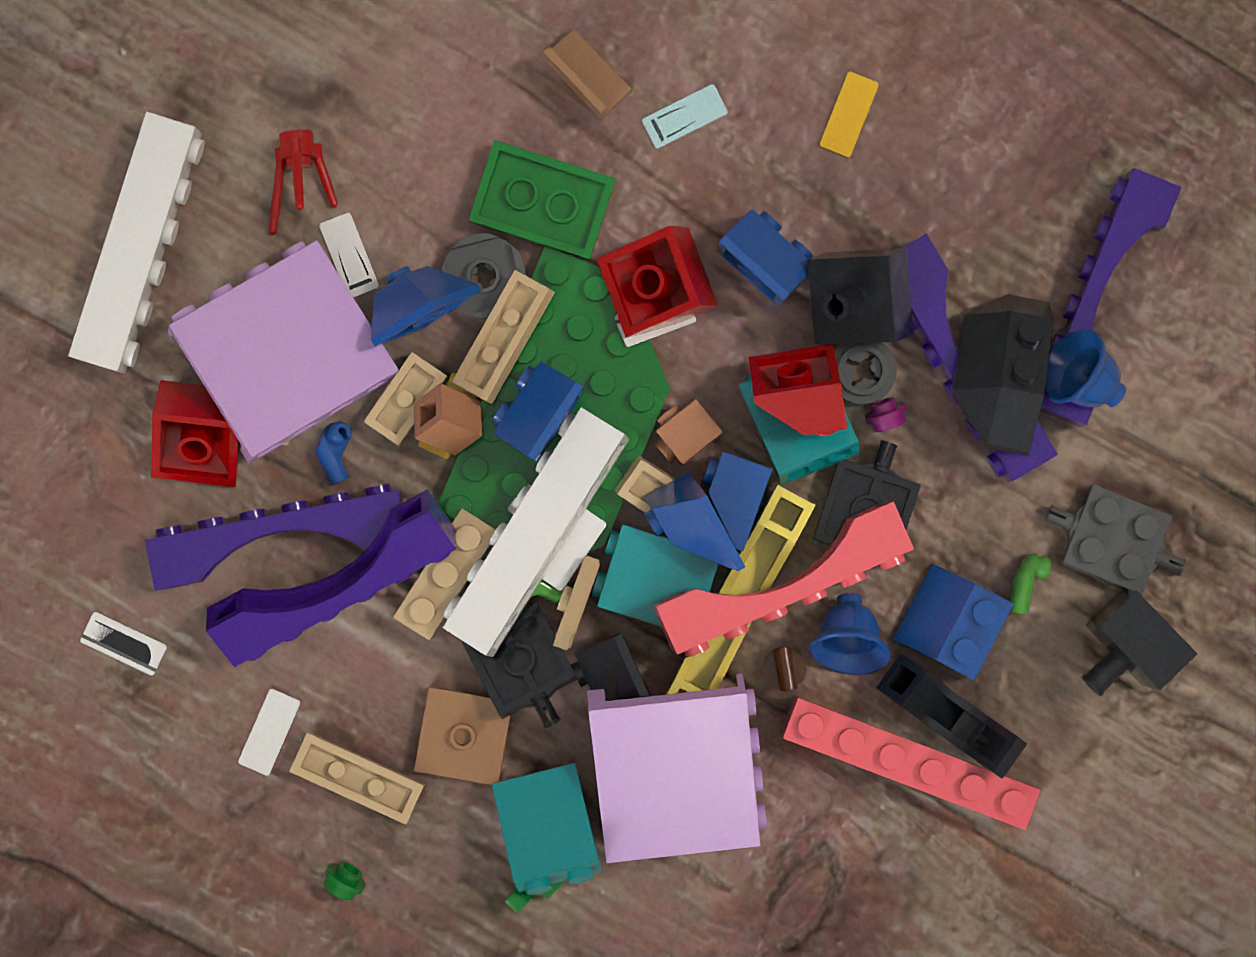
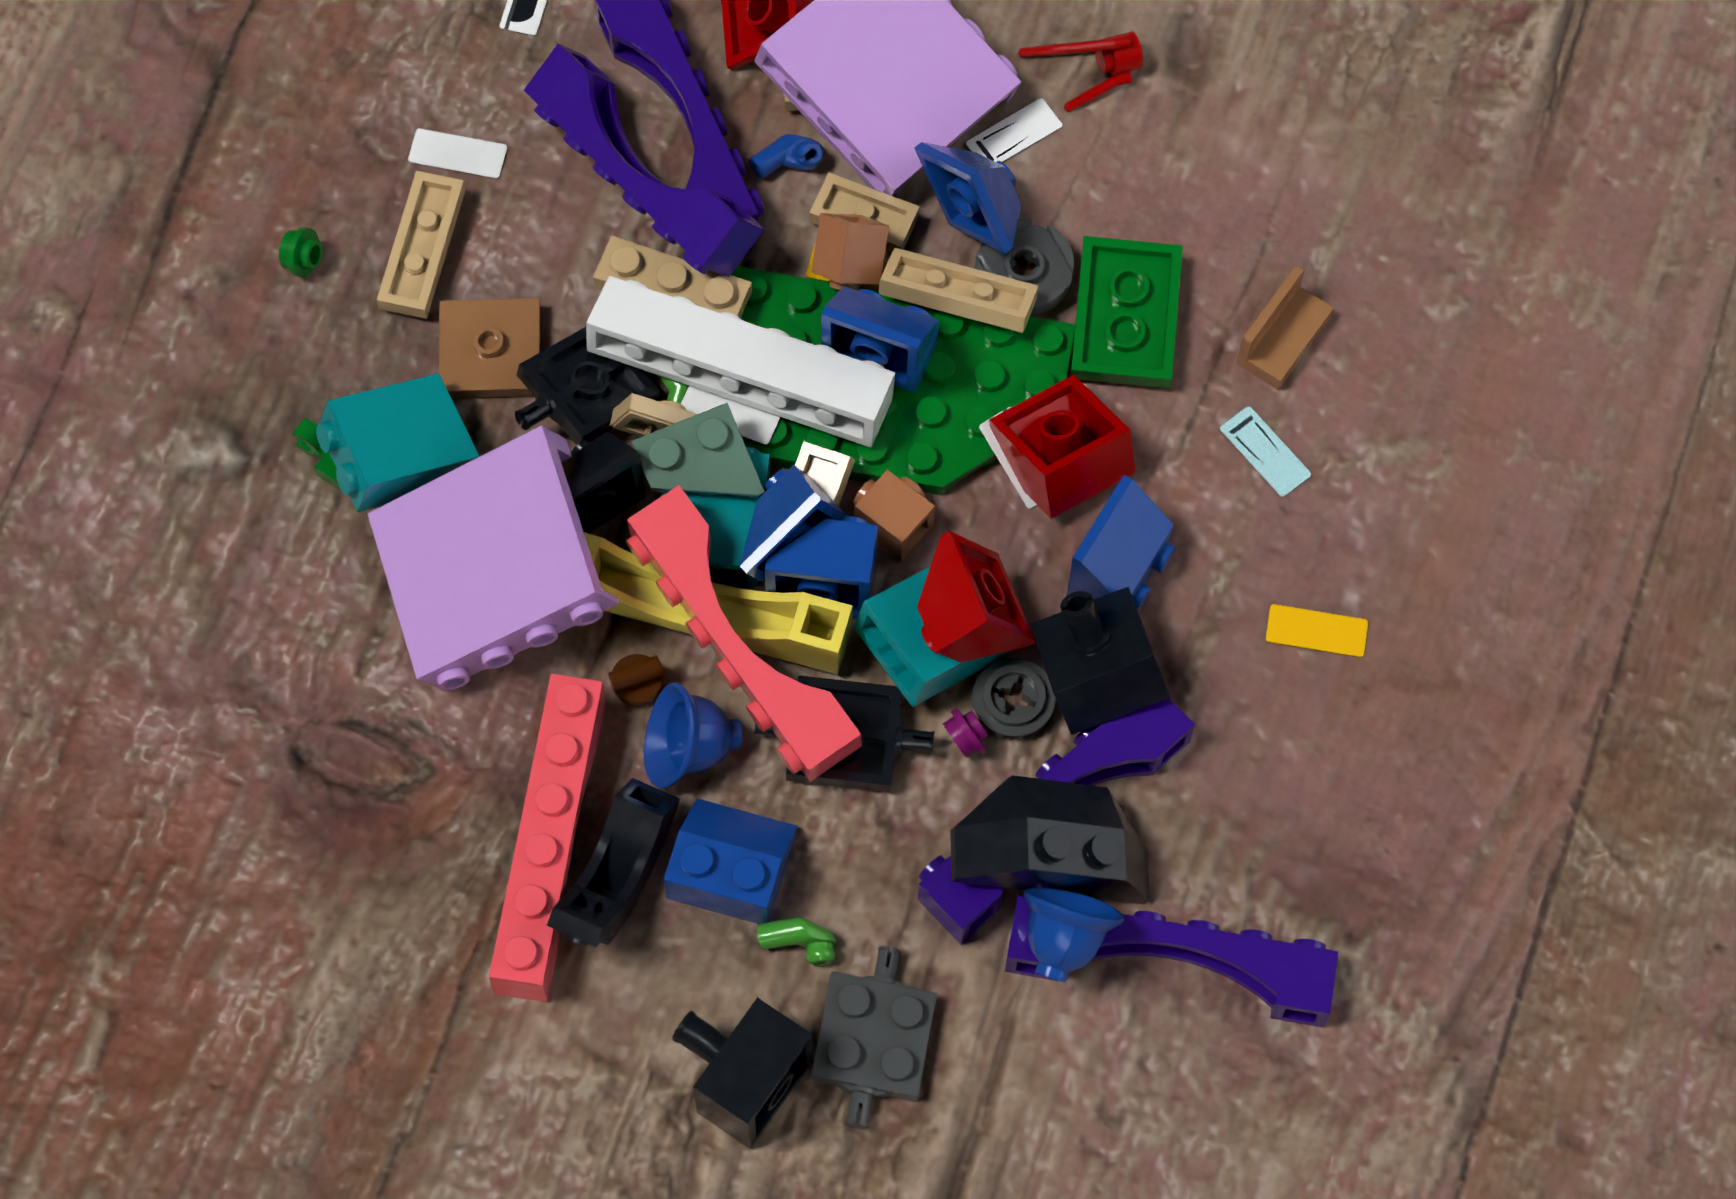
camera: 80 degrees right, 20 degrees down
(620, 583) = (701, 456): none -> sand green wing

